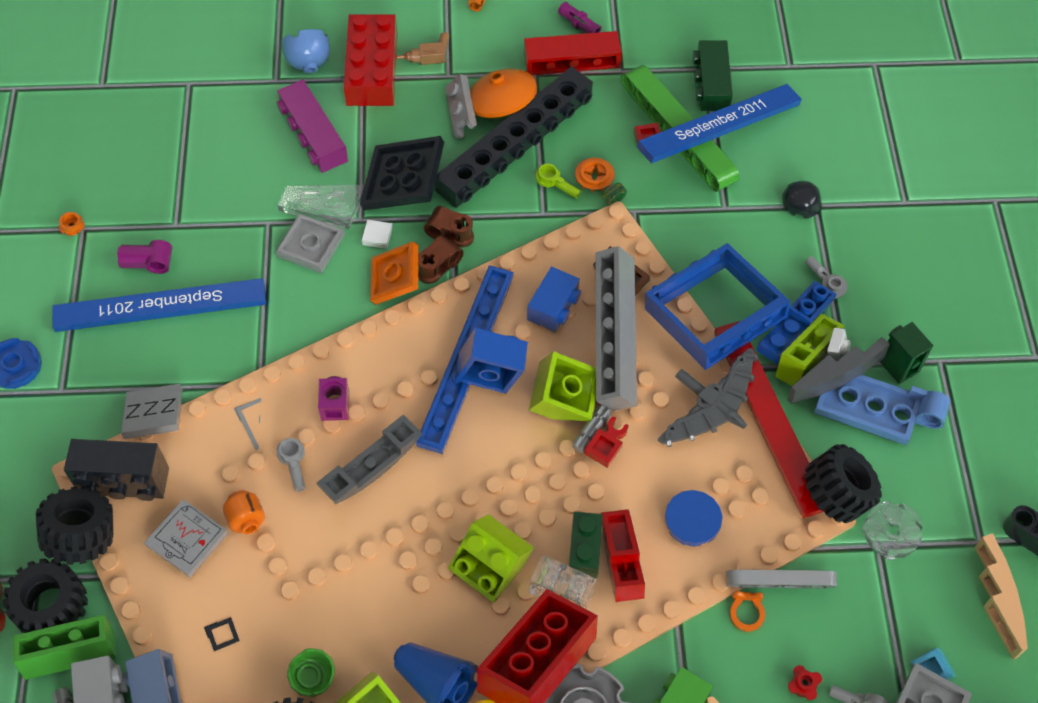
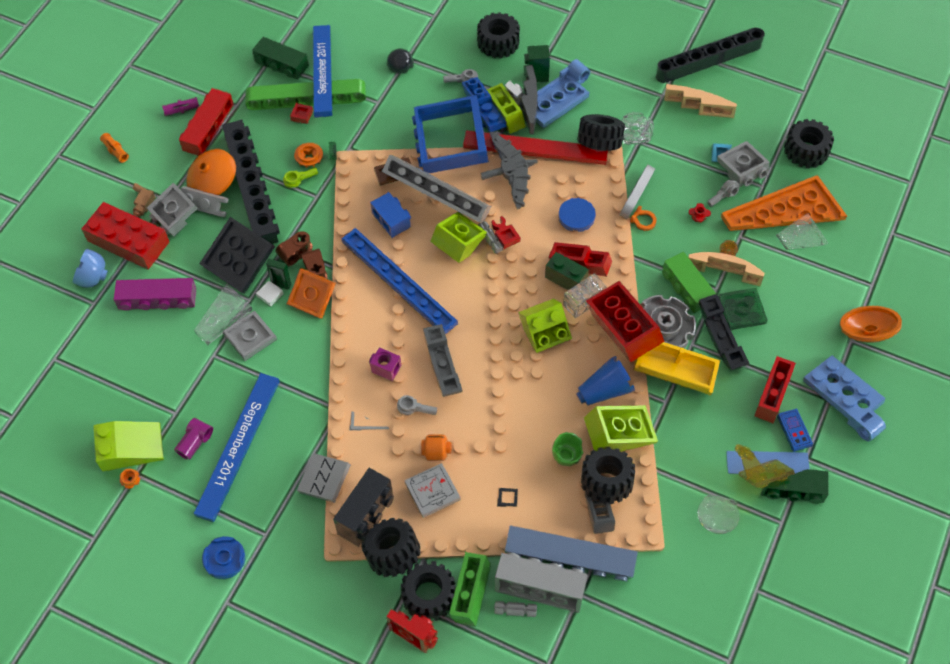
camera: 60 degrees left, 0 degrees up
(110, 199) = (127, 444): none -> lime slope
(397, 223) = (278, 273): none -> dark green tile
(426, 81) = (171, 209): none -> light grey plate
(491, 360) = (419, 261): blue brick -> none
(926, 269) = (498, 35): none -> black tyre

